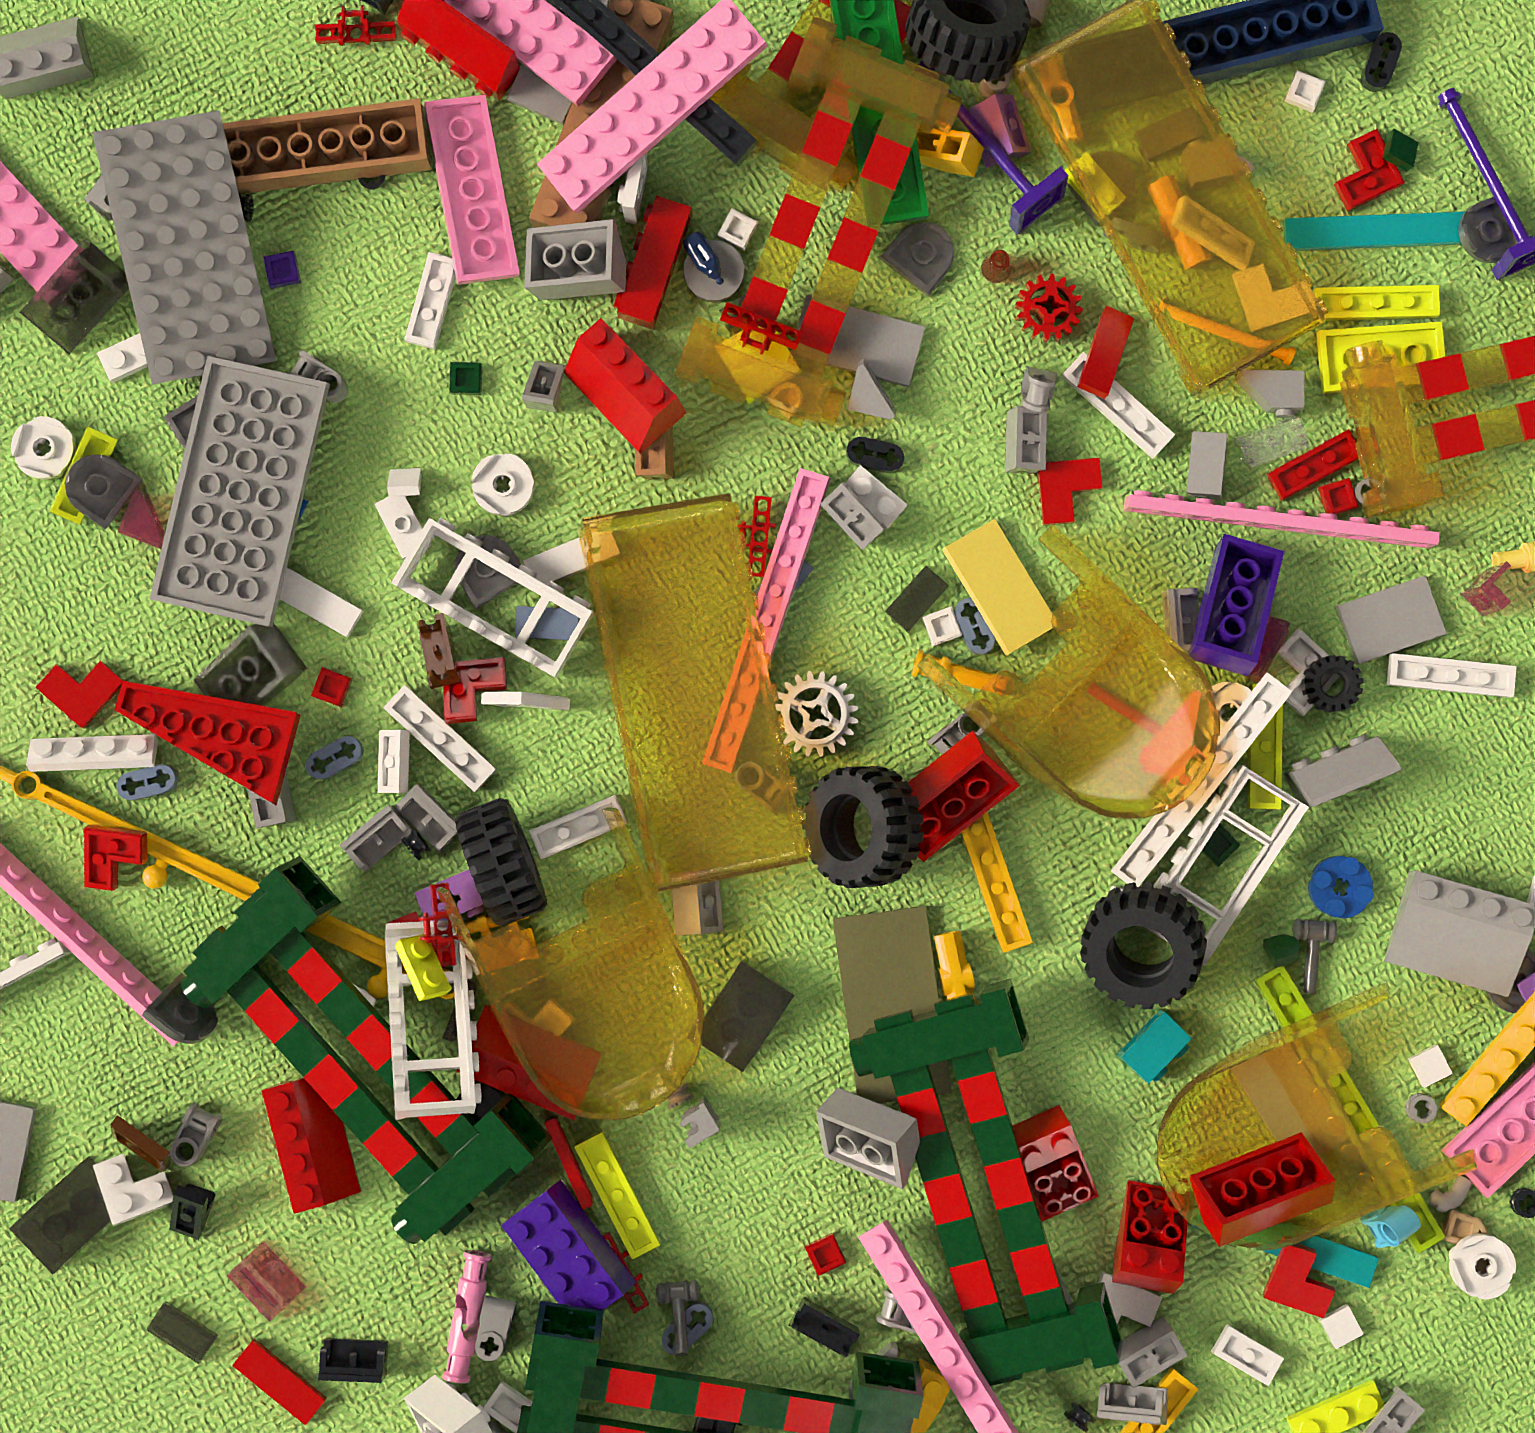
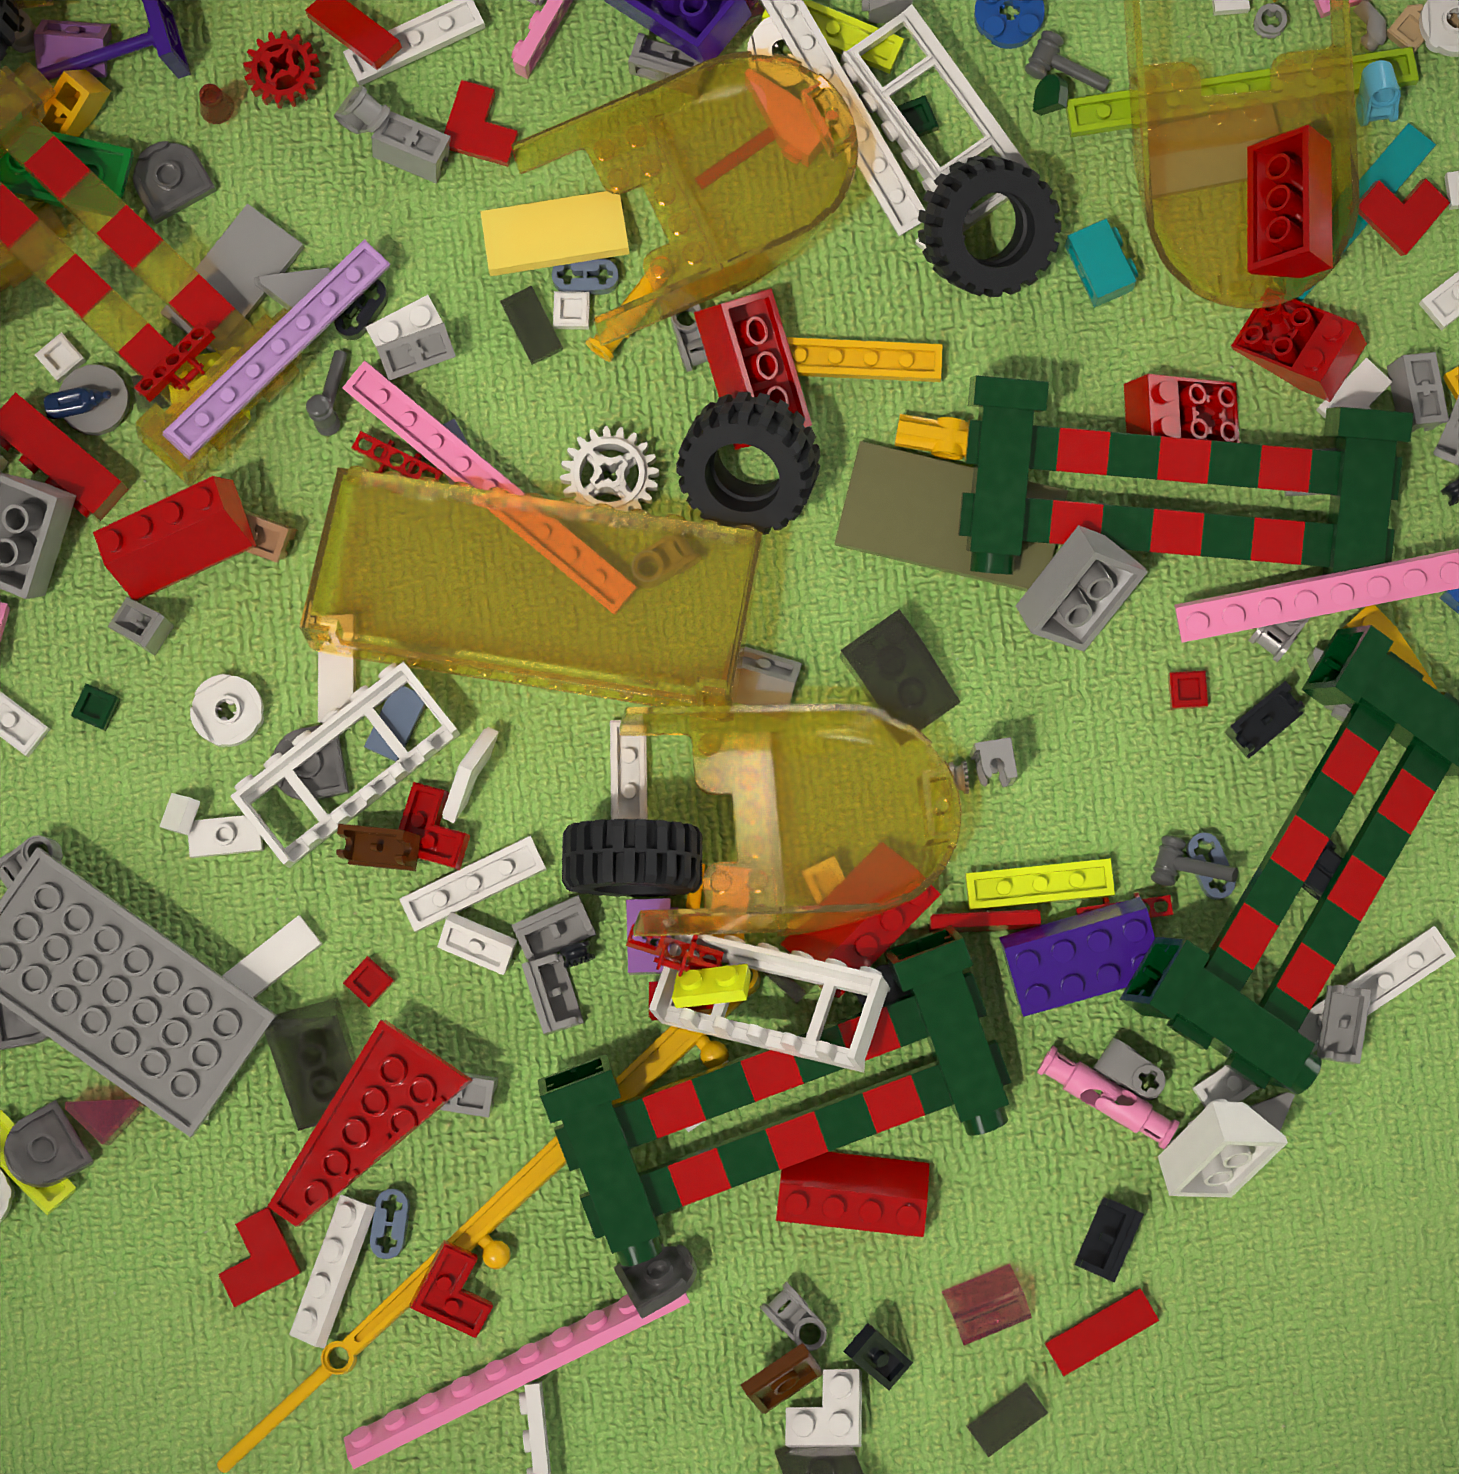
camera: 60 degrees left, 5 degrees down
(331, 751) = (438, 1009): sand blue beam -> none
(776, 457) = (321, 406): none -> dark grey piece
(806, 403) = (276, 350): none -> lavender tile

